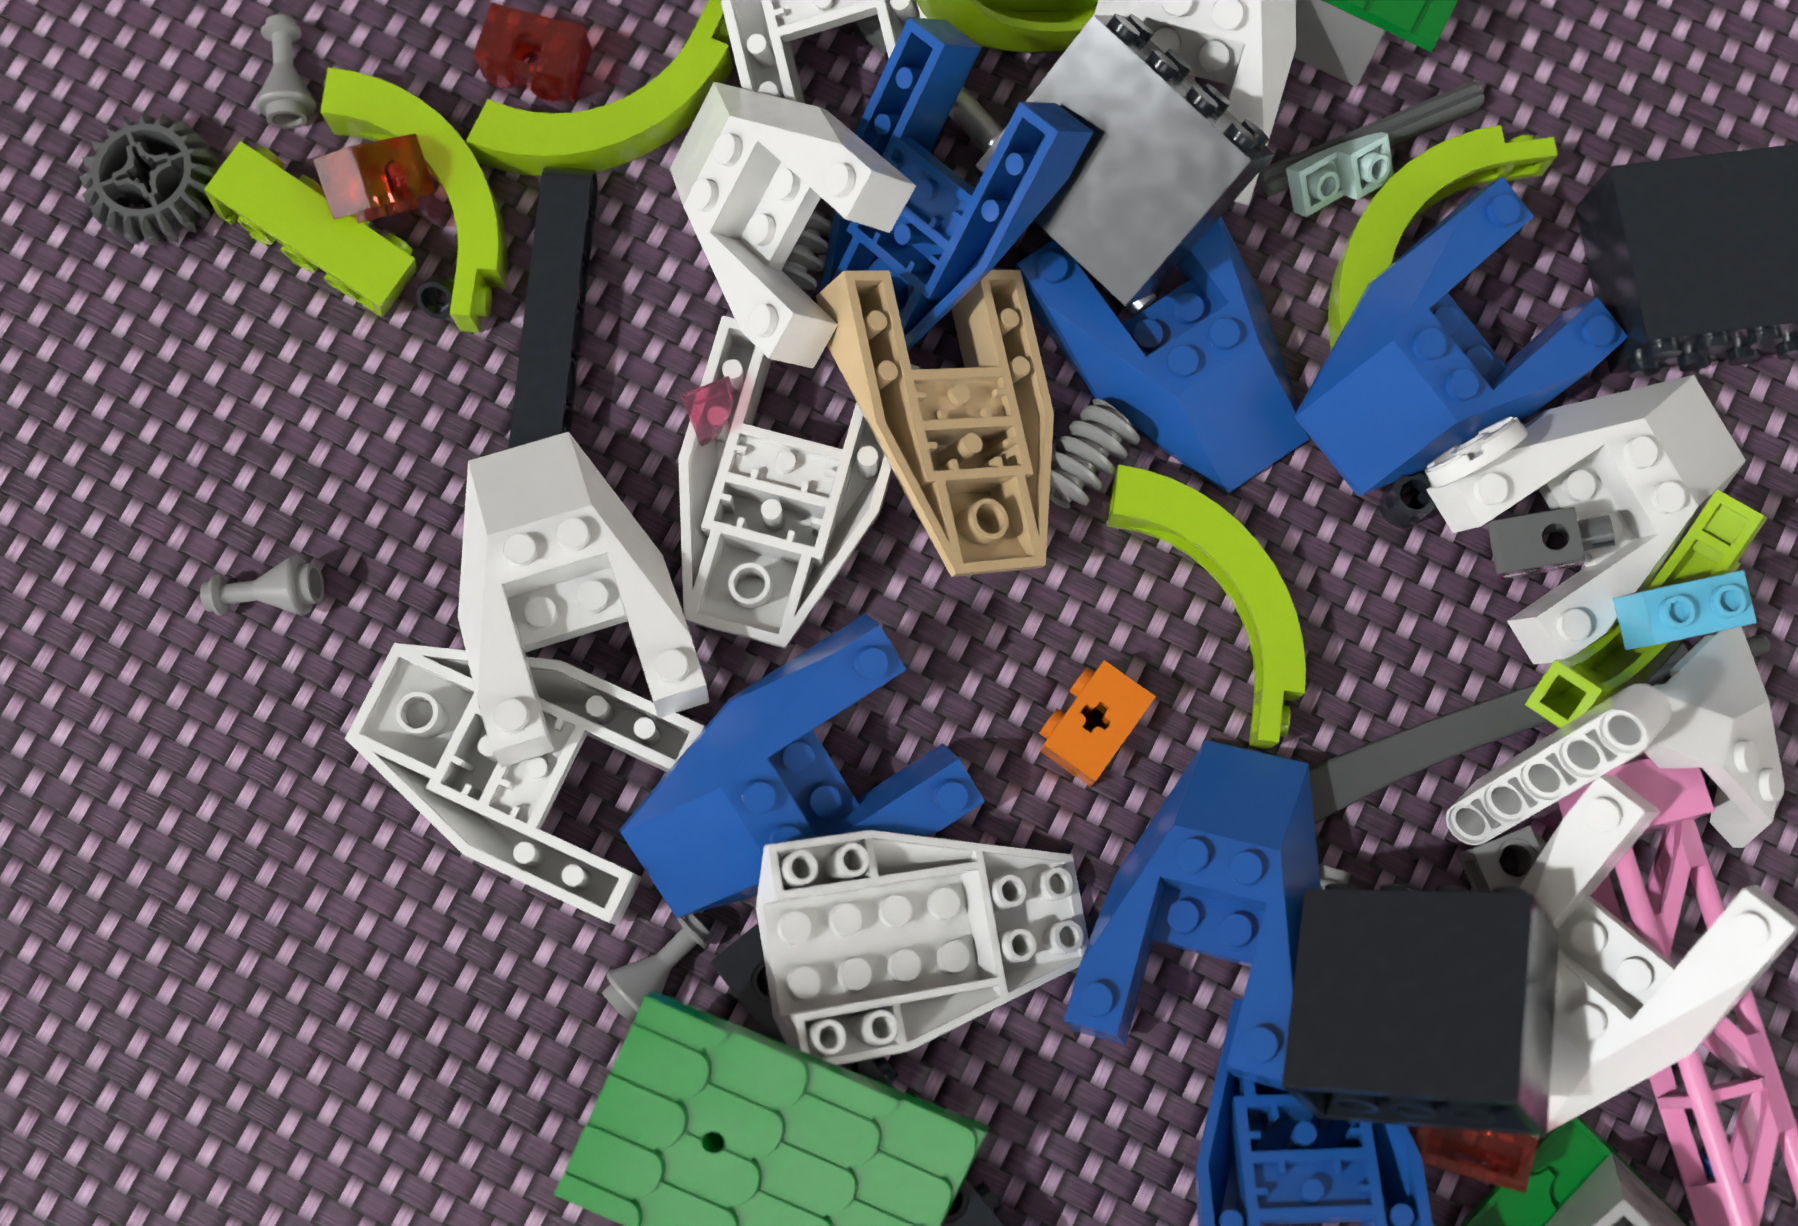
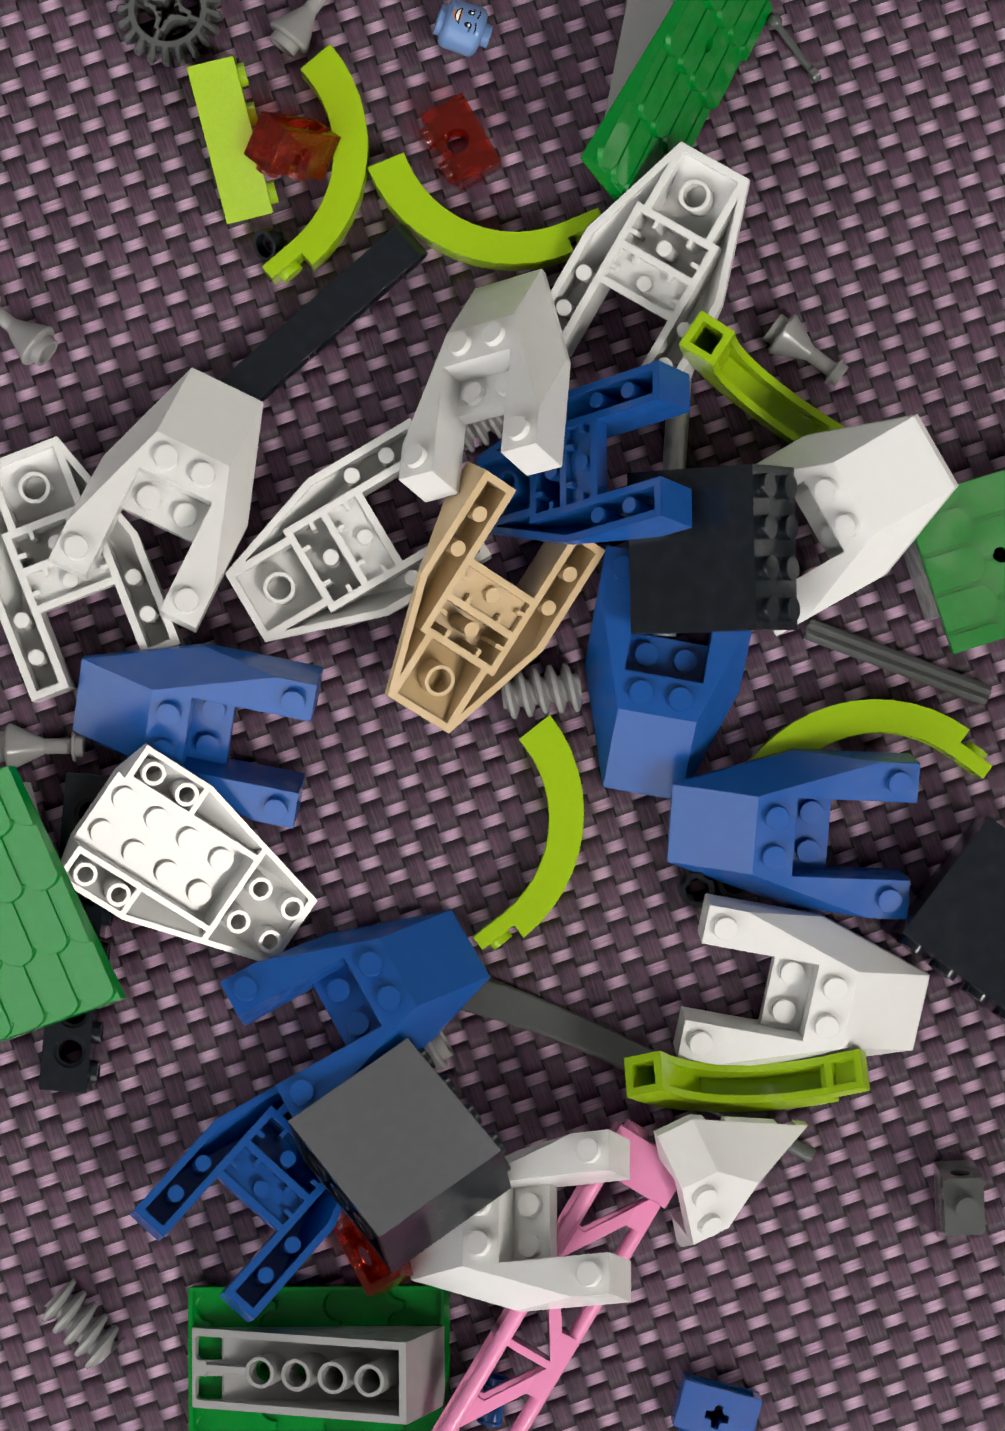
camera: 45 degrees right, 10 degrees up
(709, 408) = (349, 468): clear pink tile -> none
(1120, 703) = (379, 857): orange brick -> none
(1339, 171) = (863, 669): light aqua slope -> none
(1475, 453) = (742, 901): white tile -> none
(1483, 864) = (531, 1117): light grey brick -> none
(1520, 549) = (722, 977): dark grey torso -> none
(1559, 764) = (602, 1104): white beam -> none
(1684, 610) = (765, 1093): medium azure brick -> none

